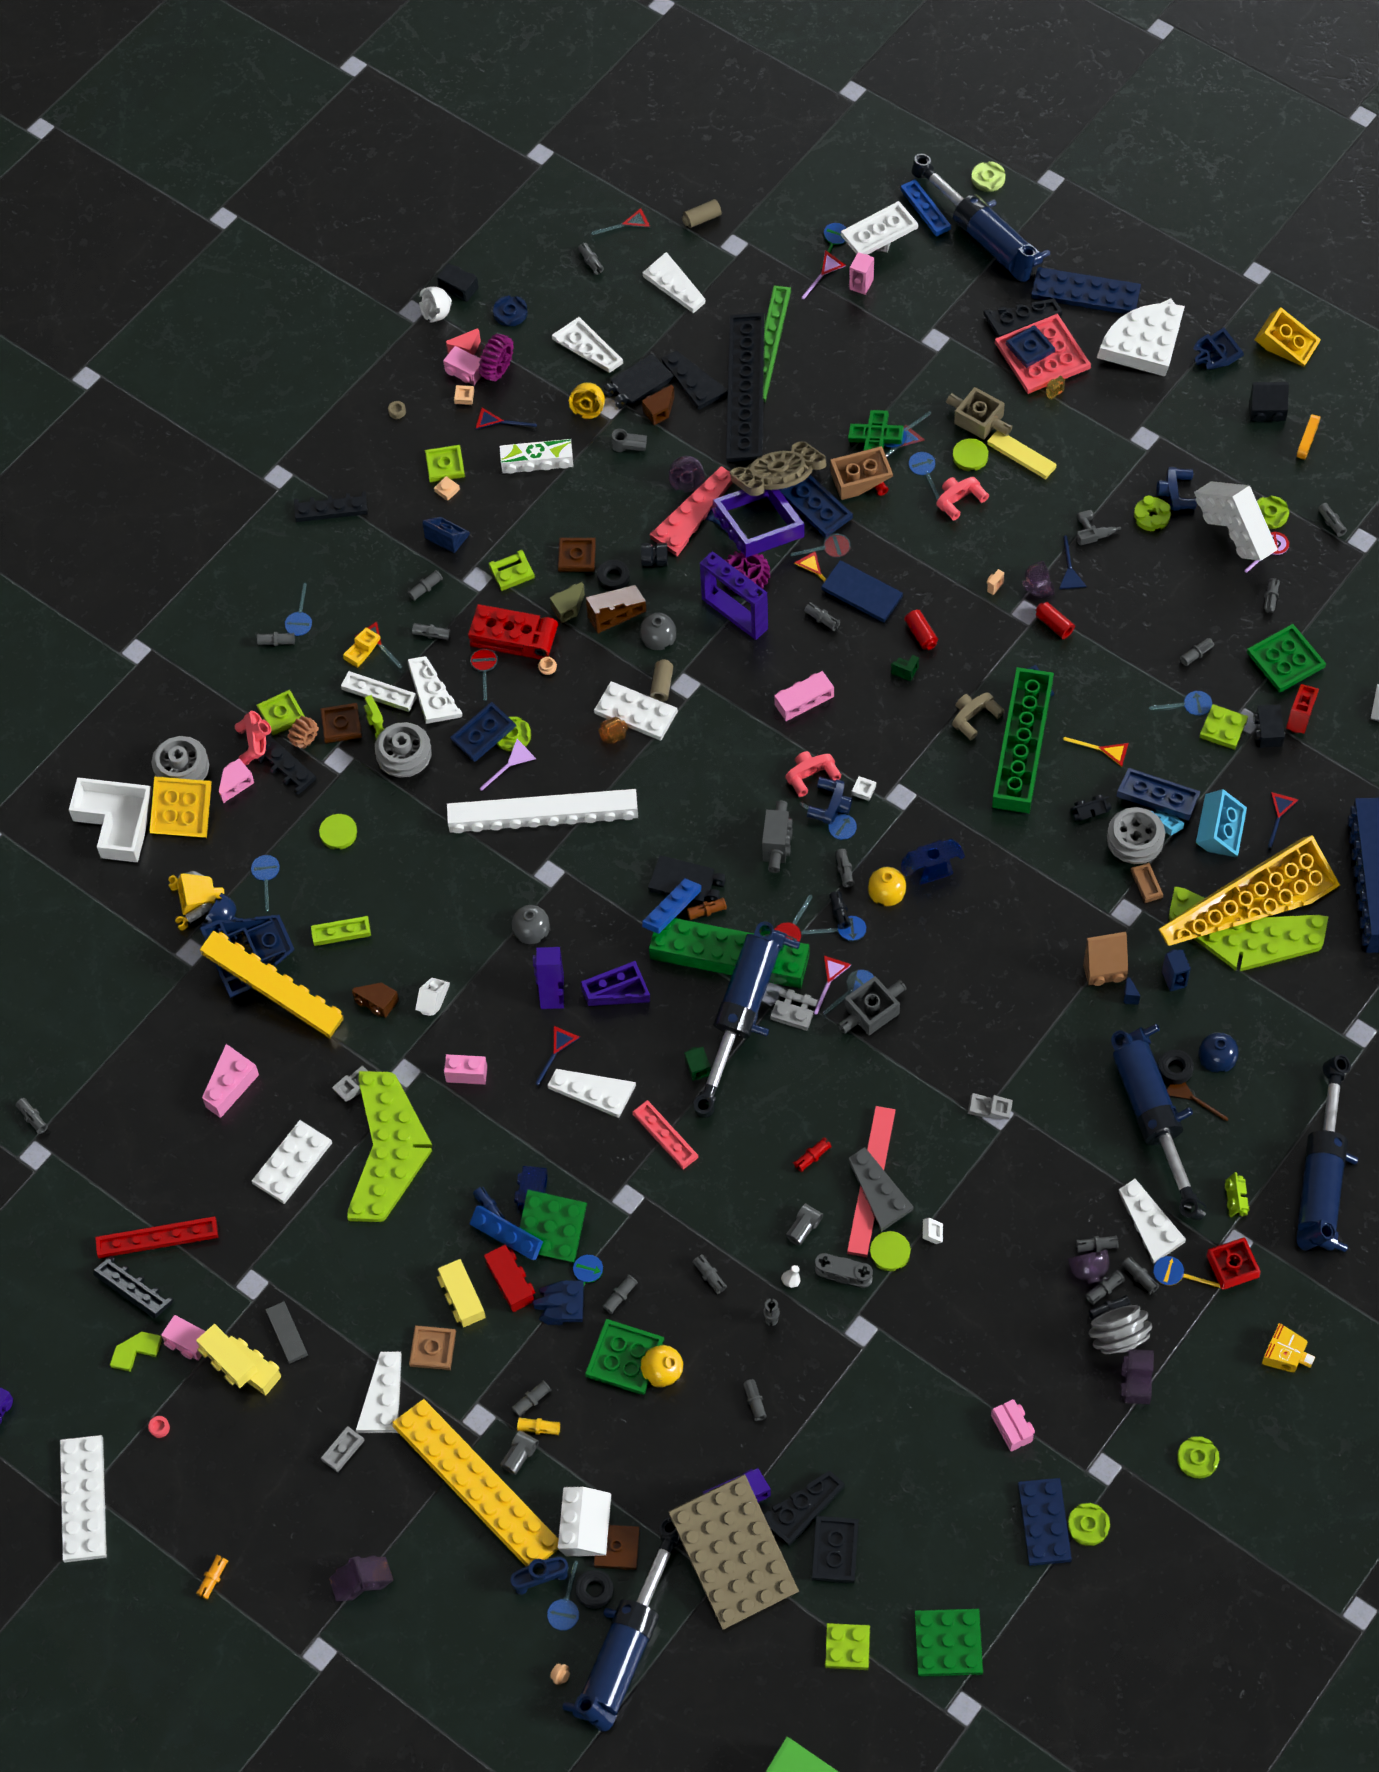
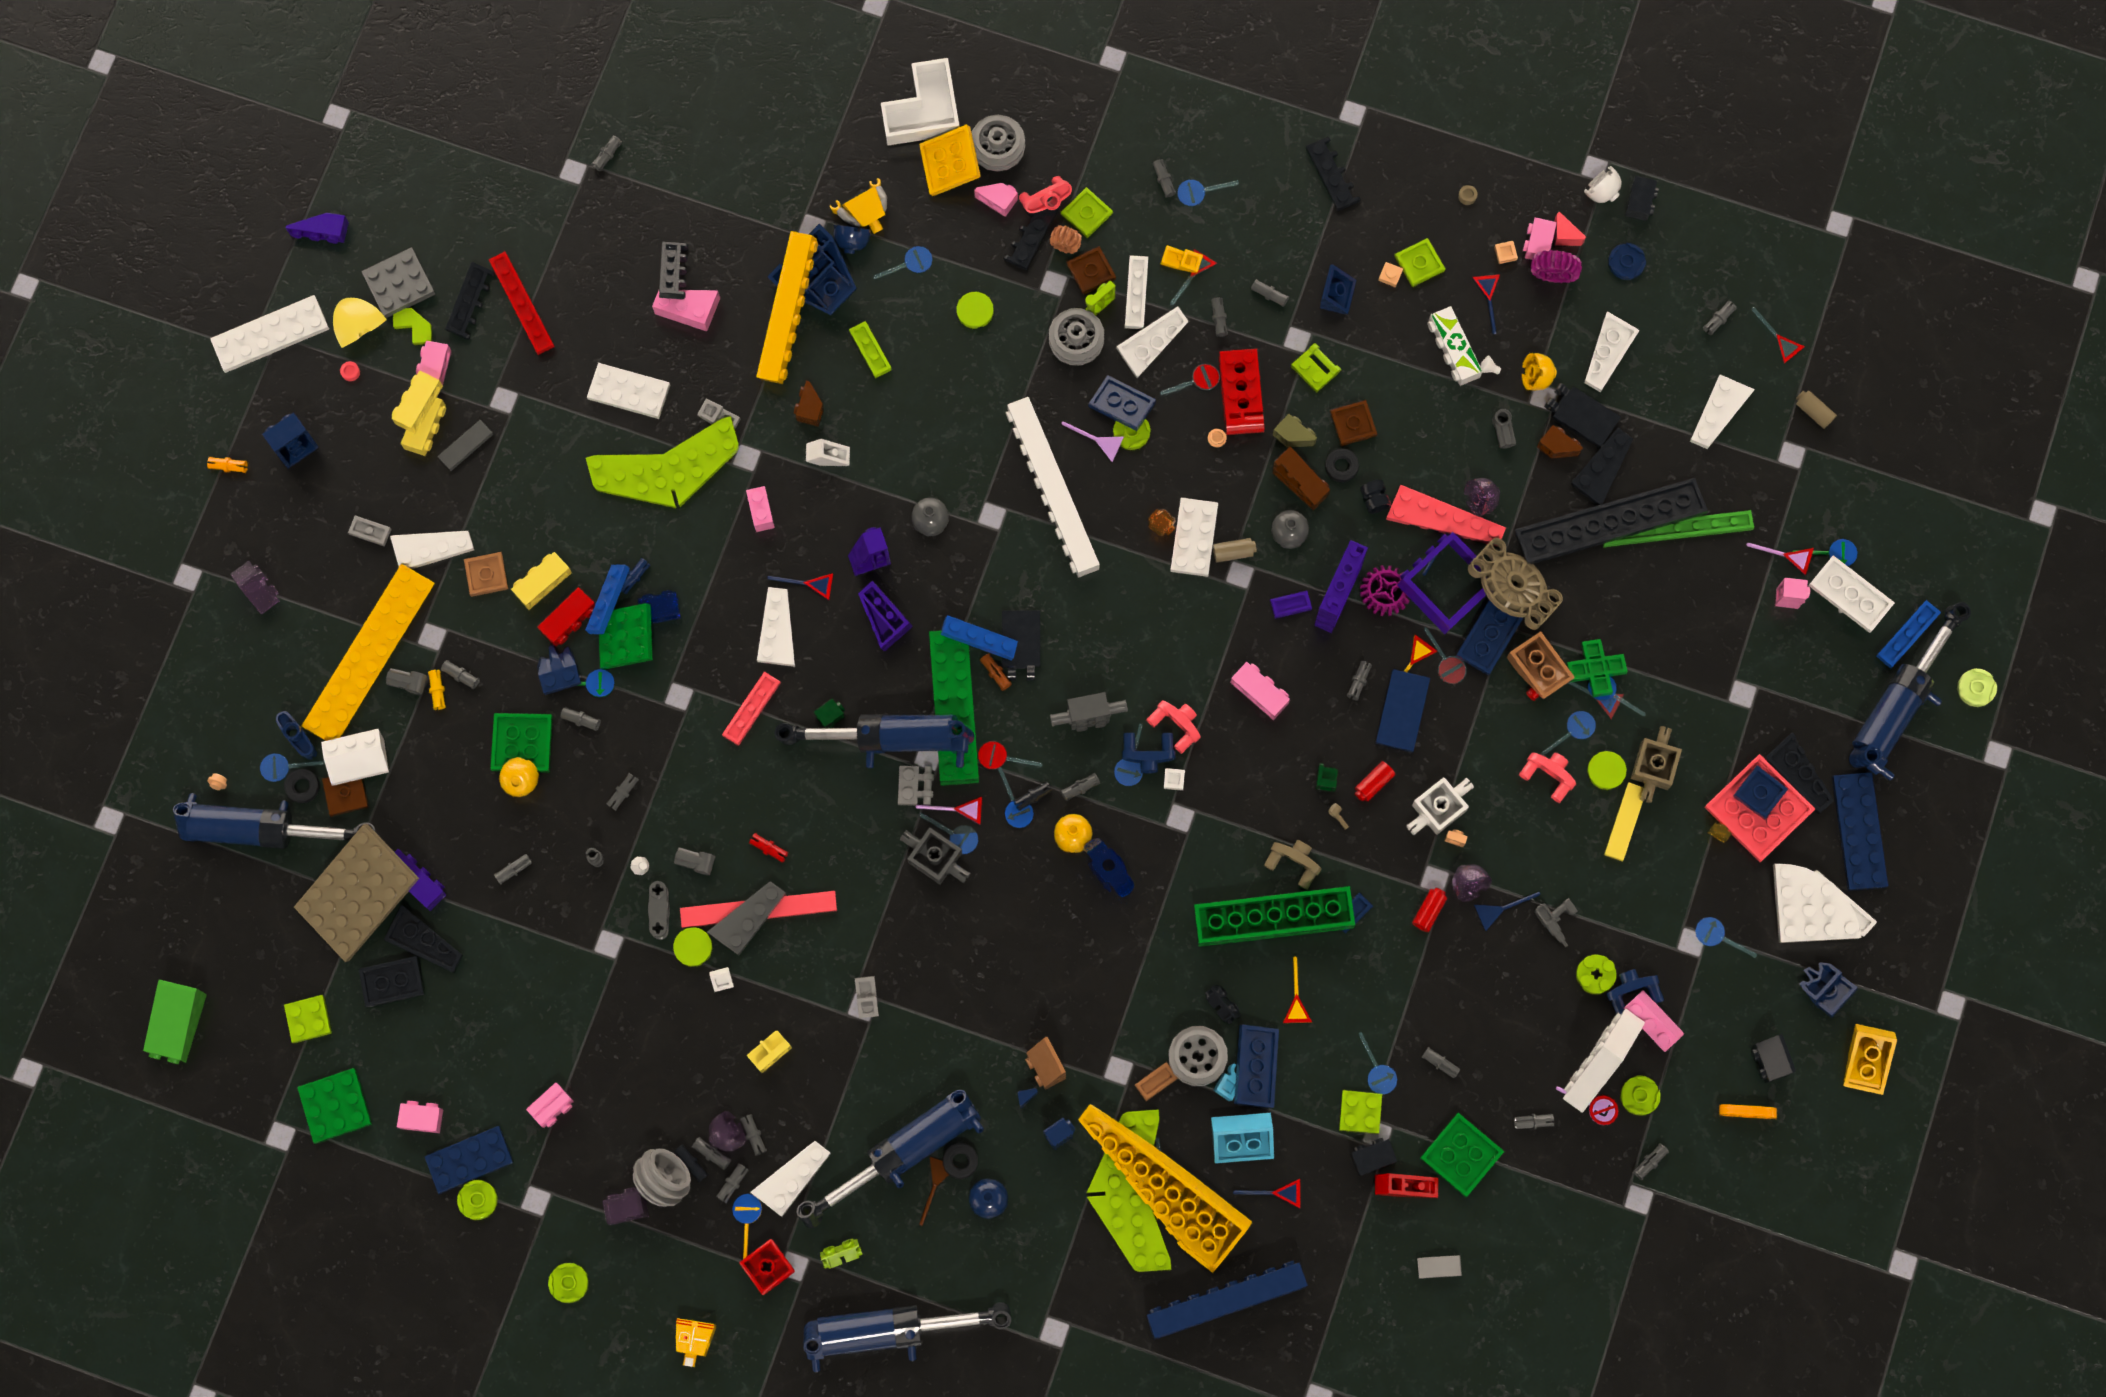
camera: 70 degrees right, 15 degrees up
(83, 1352) = (398, 282): none -> plate
(107, 1401) = (355, 318): none -> light yellow brick
(186, 1081) = (671, 270): none -> hinge
(216, 1494) = (290, 440): none -> dark blue brick
(562, 435) = (1488, 365): none -> white rock
(729, 651) = (1291, 604): none -> dark purple tile
(938, 670) = (1334, 811): none -> dark tan hand
(962, 583) = (1440, 794): none -> white brick
(988, 1555) = (420, 1118): none -> bright pink brick
(1018, 1207) = (769, 1051): none -> light yellow panel
(1141, 421) = (1711, 932): none -> clear light blue piece
(1222, 473) = (1657, 1023): none -> bright pink brick

